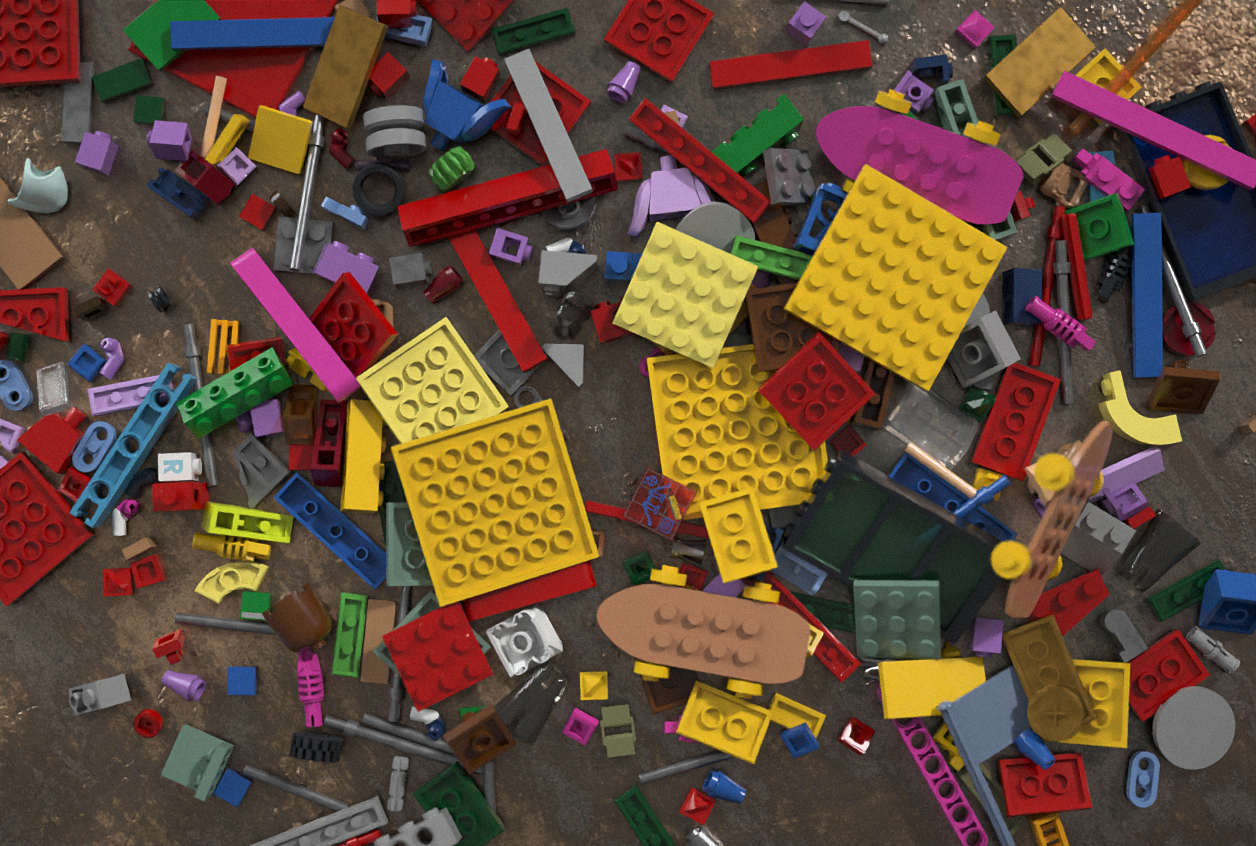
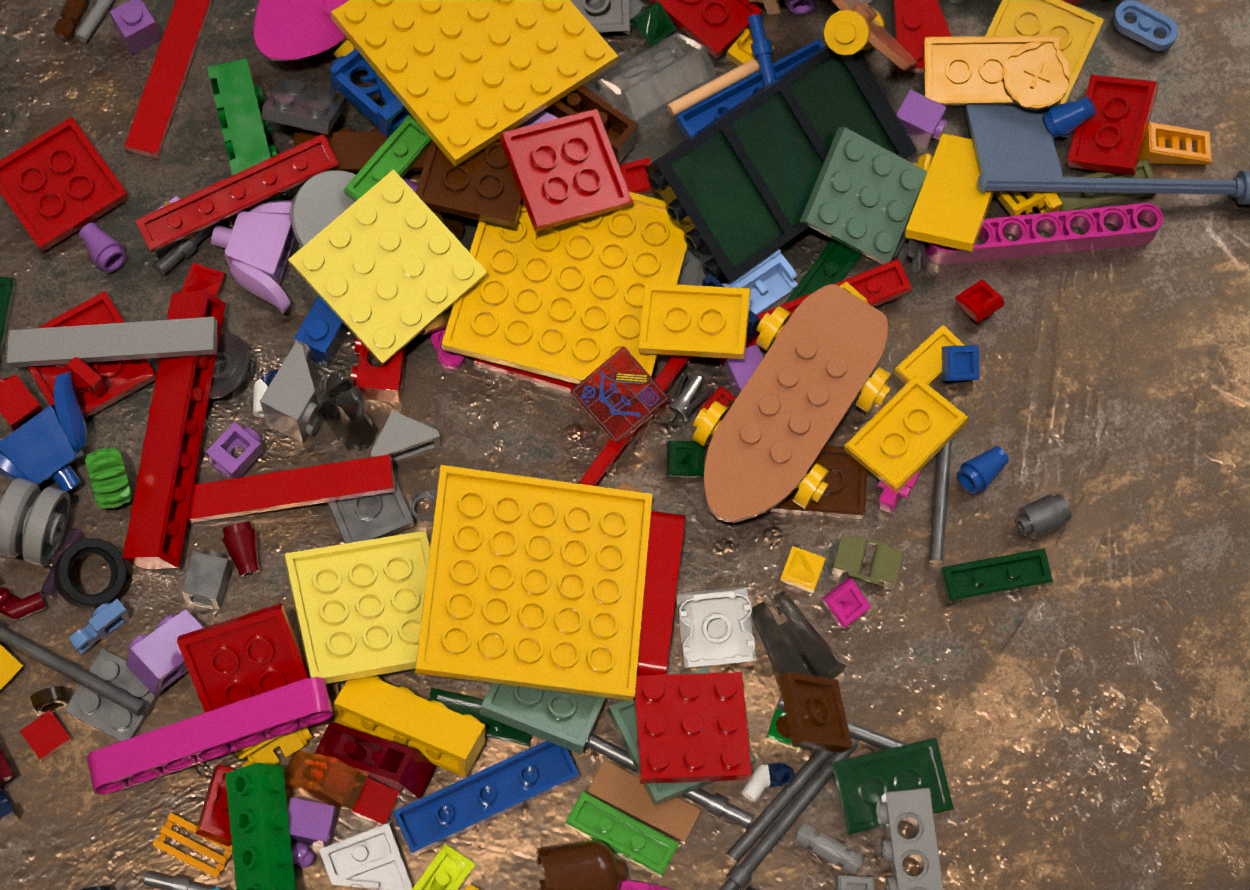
camera: 70 degrees left, 15 degrees down
(697, 805) = (992, 508): red tile -> none

